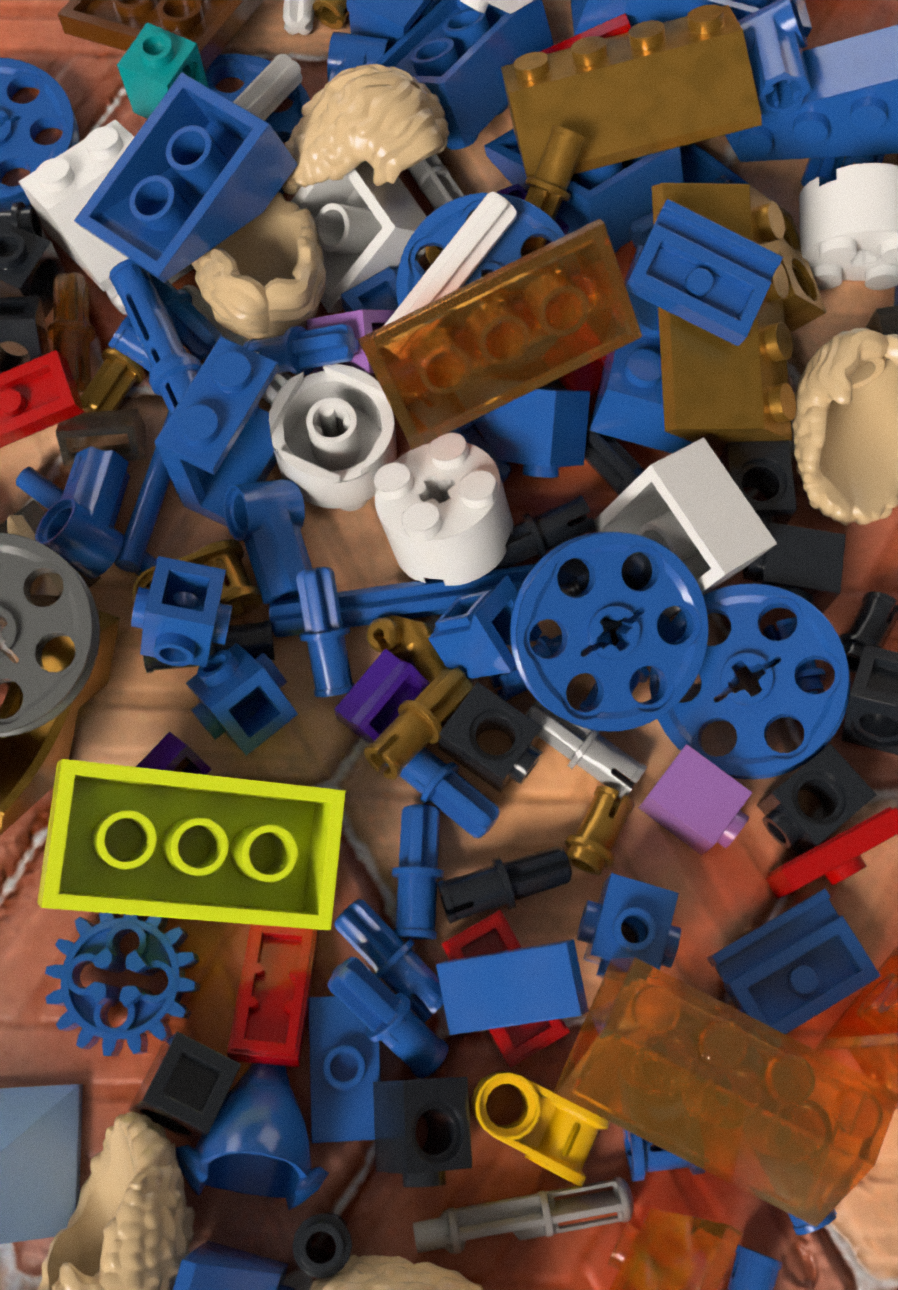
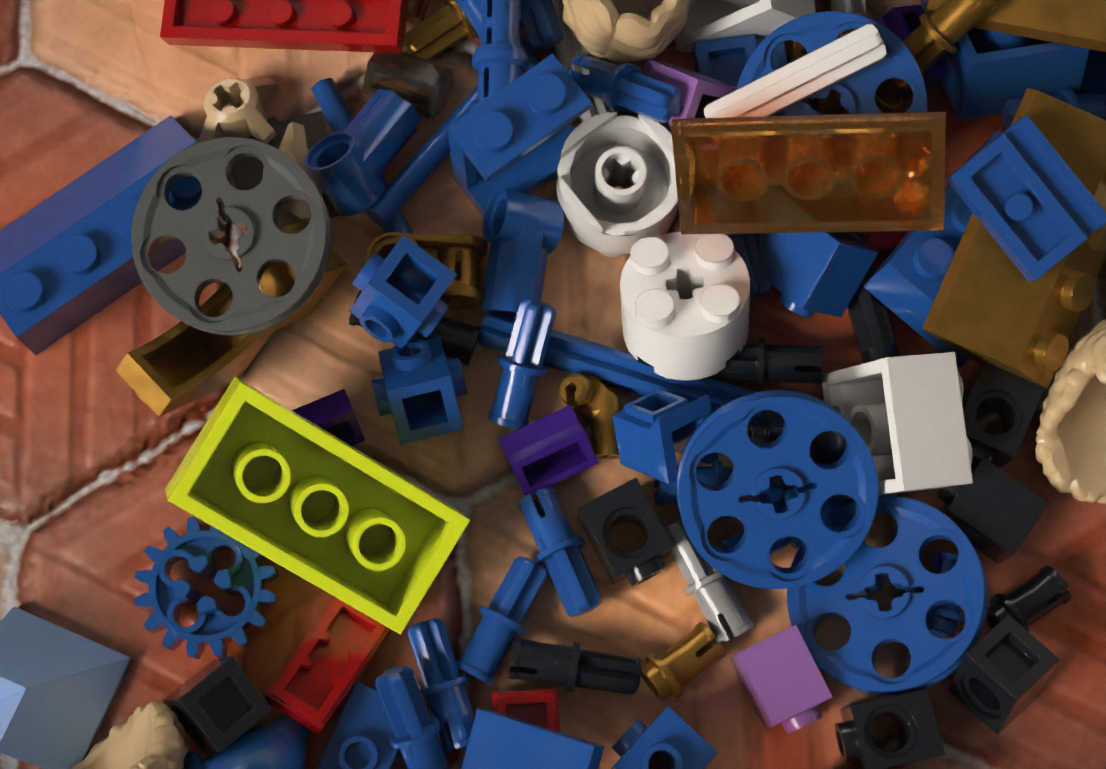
camera: 25 degrees right, 5 degrees up
(418, 723) = (567, 488): pearl gold axle -> none

